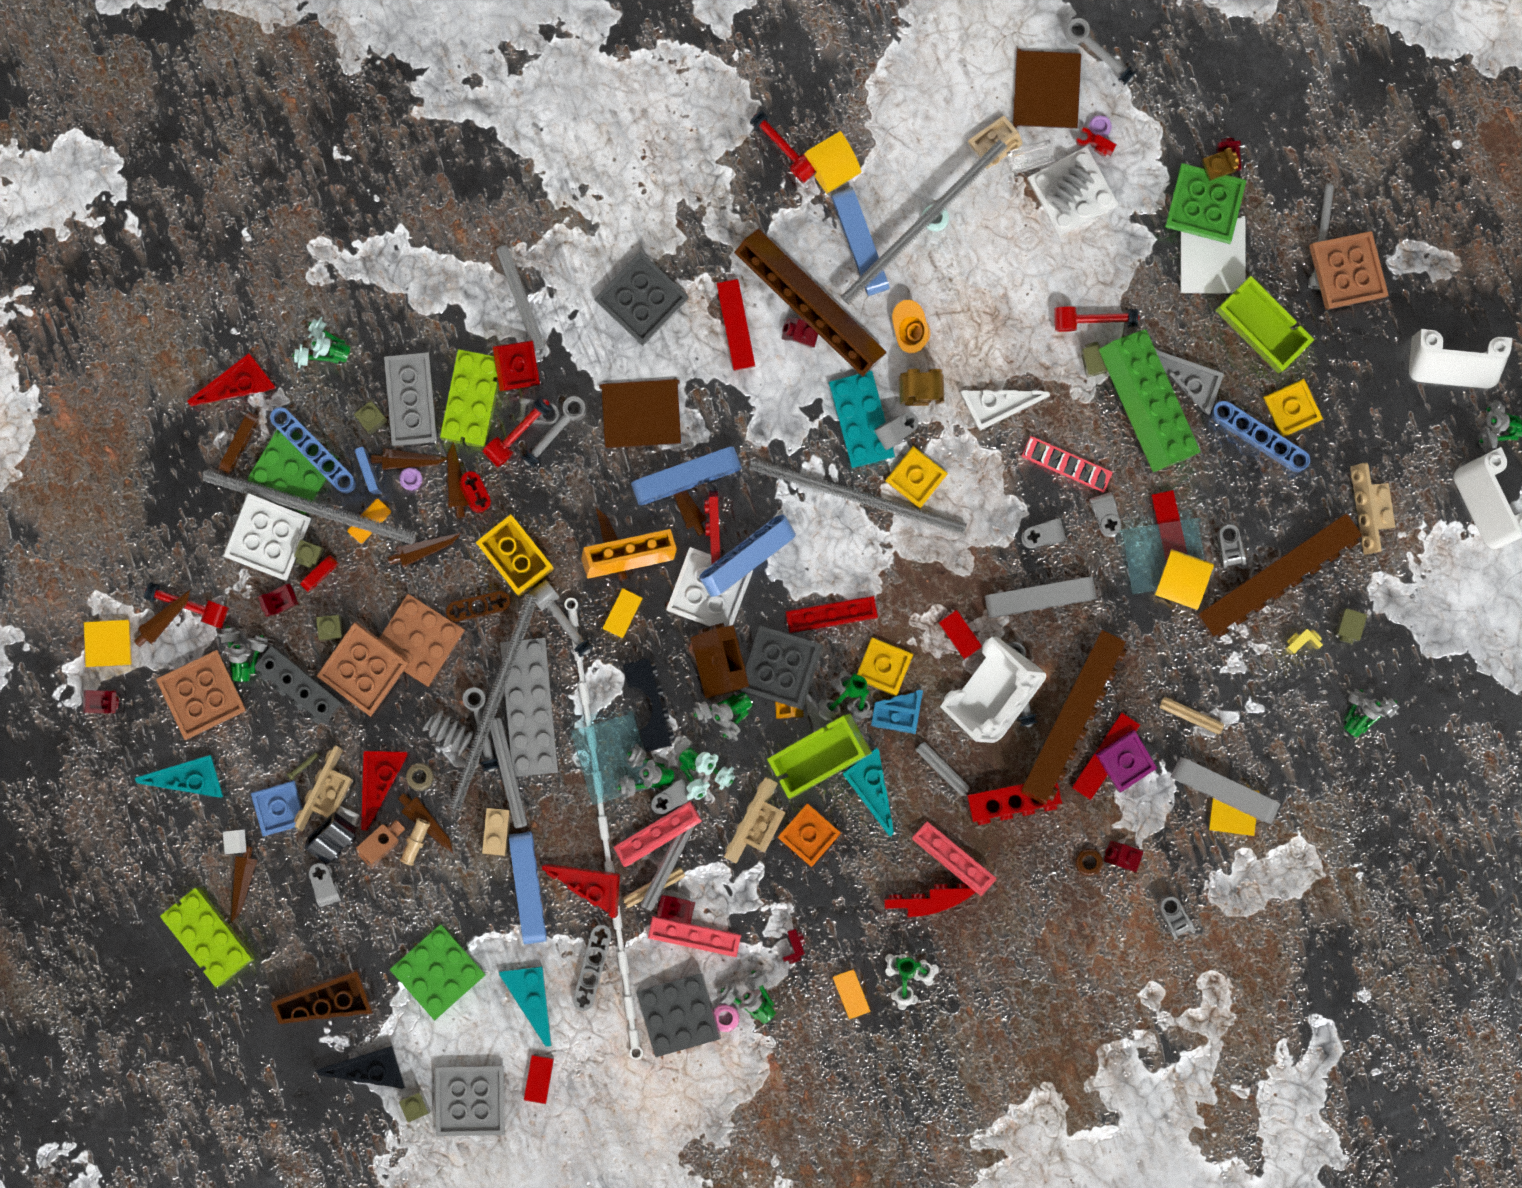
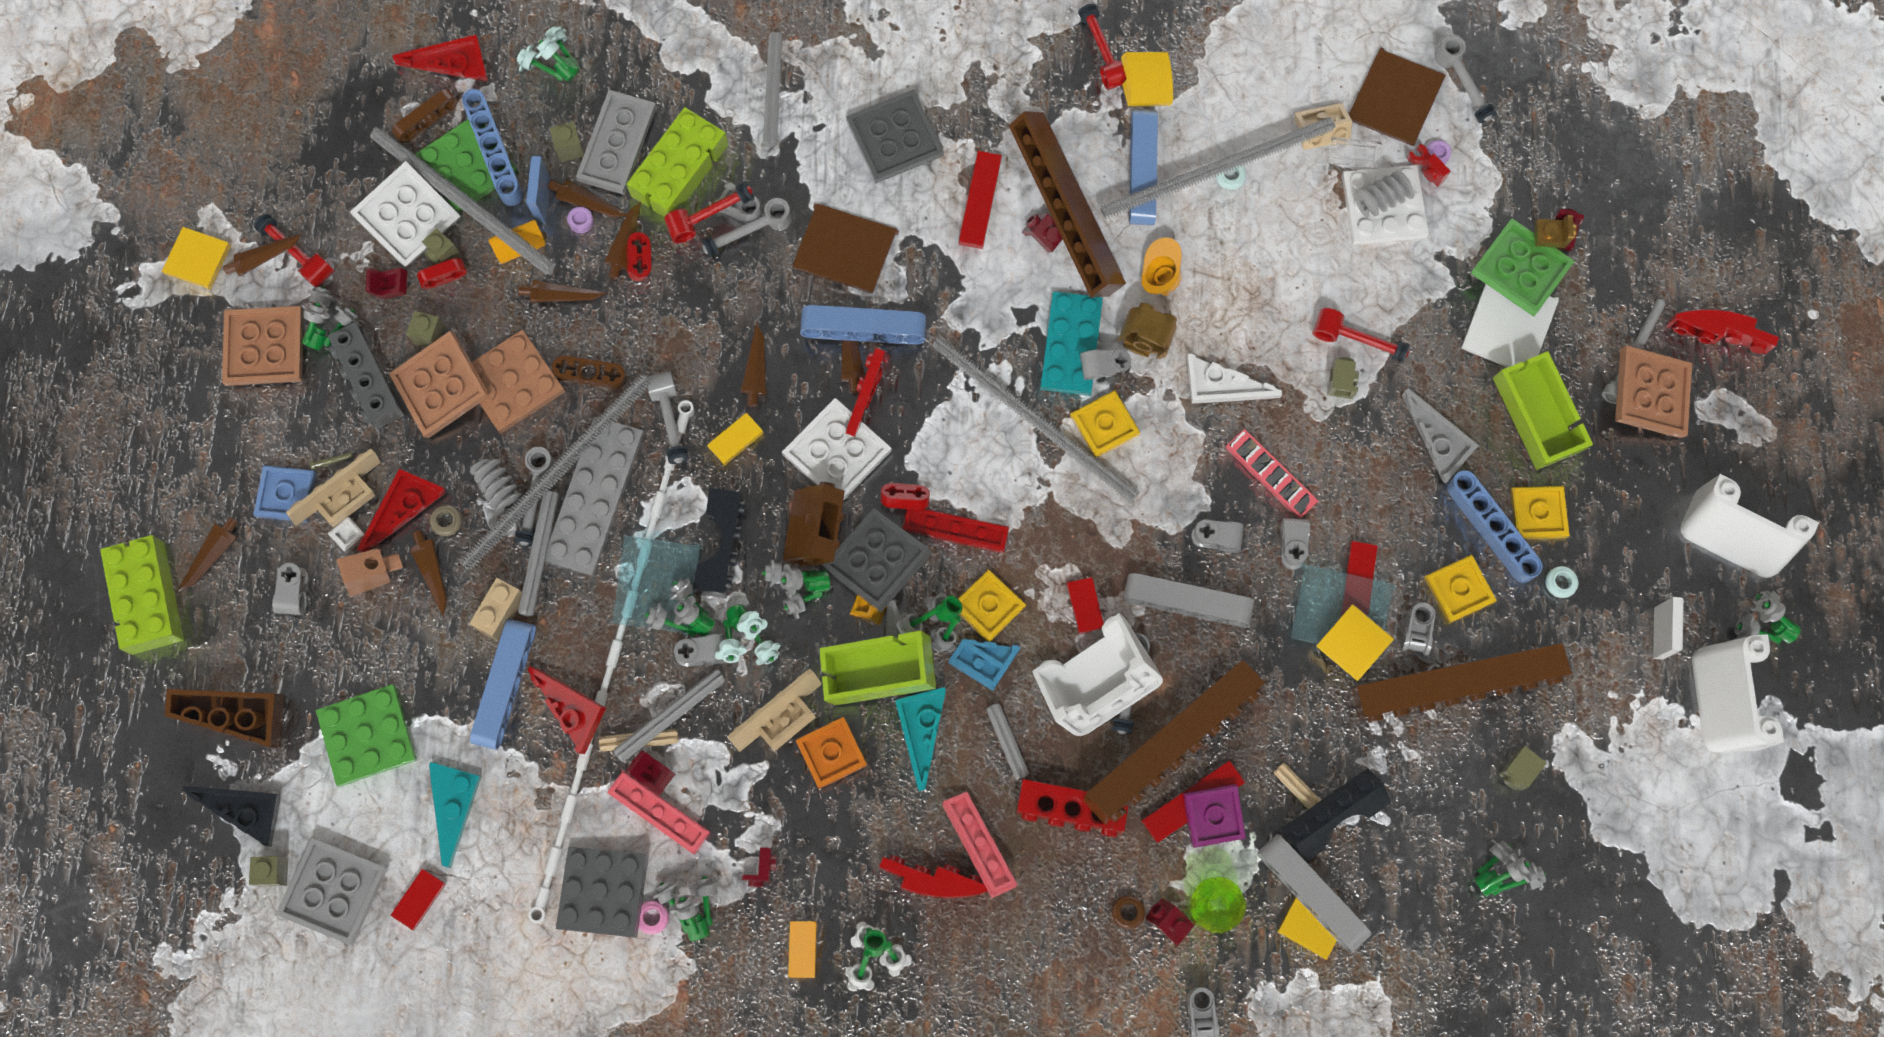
camera: 20 degrees right, 10 degrees down
(100, 701) = (156, 310): dark red bracket -> none
(193, 776) = (213, 424): teal wing -> none
(234, 841) = (221, 508): white tile -> none
(330, 838) = (319, 543): black brick -> none
(415, 841) = (407, 585): tan pin -> none
(515, 555) = (649, 332): yellow brick -> none
(516, 365) = (736, 147): red tile -> none
(595, 968) = (537, 803): light grey beam -> none
(628, 553) = (767, 376): light orange brick -> none
(657, 834) = (667, 683): coral tile -> none
(747, 555) = (891, 427): medium blue beam -> none
(780, 605) = (905, 496): none -> red beam
(1149, 400) = (1388, 439): bright green brick -> none
(1163, 840) = (1229, 898): none -> clear neon green brick
(1205, 742) = (1311, 830): none -> black arch
(1252, 498) = (1460, 589): none -> yellow tile
(1297, 641) = (1455, 761): light yellow bracket -> none
(1339, 459) = (1552, 586): none -> light aqua piece
(1372, 507) = (1591, 650): tan bracket -> none
(1378, 191) = (1713, 325): none -> red slope
(1425, 467) = (1668, 628): none -> white tile

